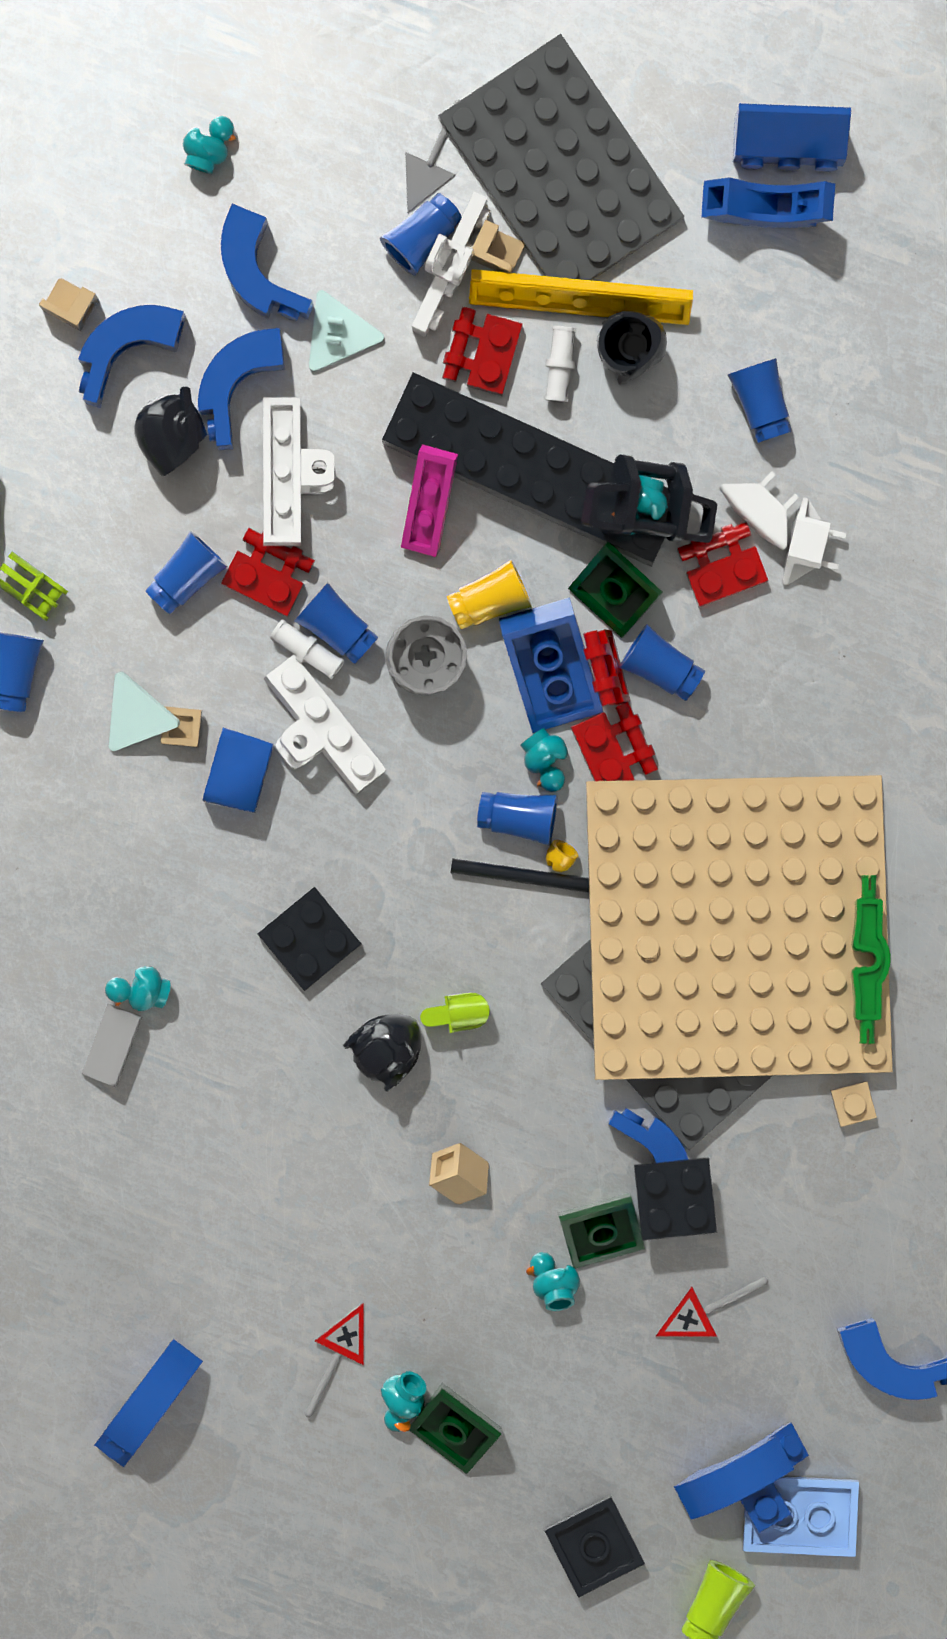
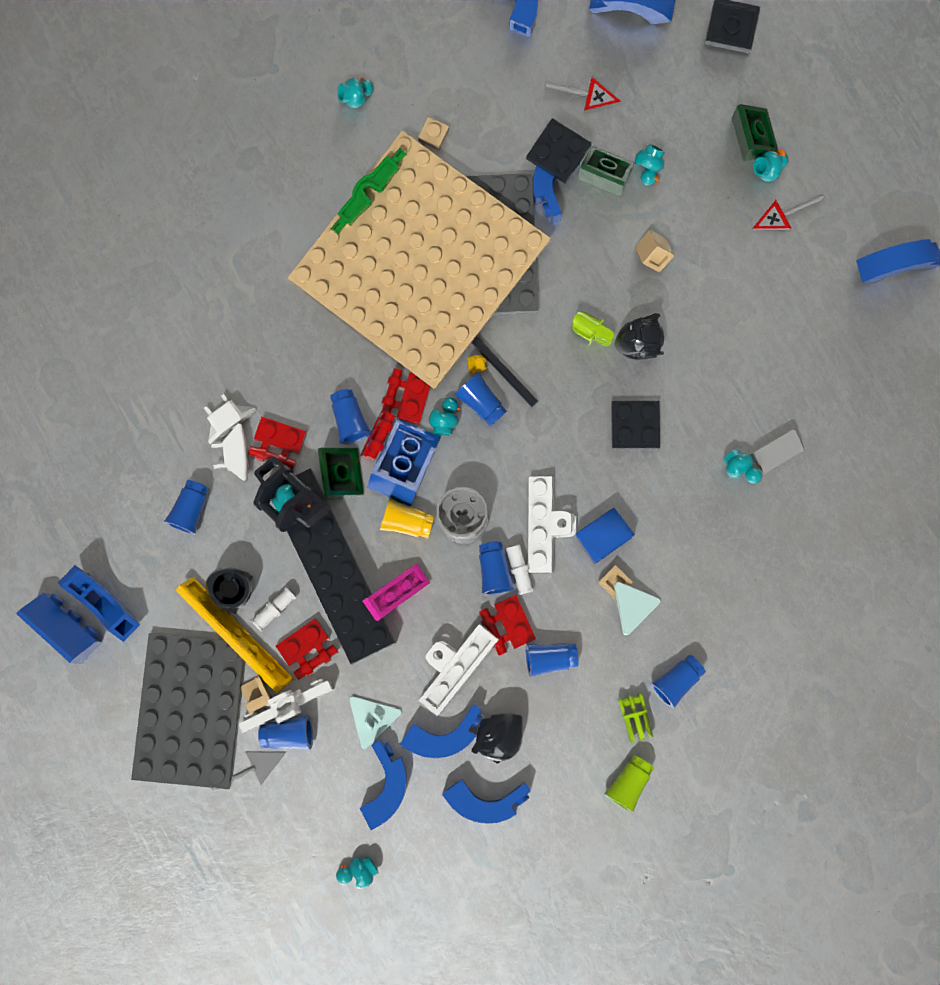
camera: 140 degrees left, 5 degrees down
(70, 303) = (496, 848): tan panel -> none

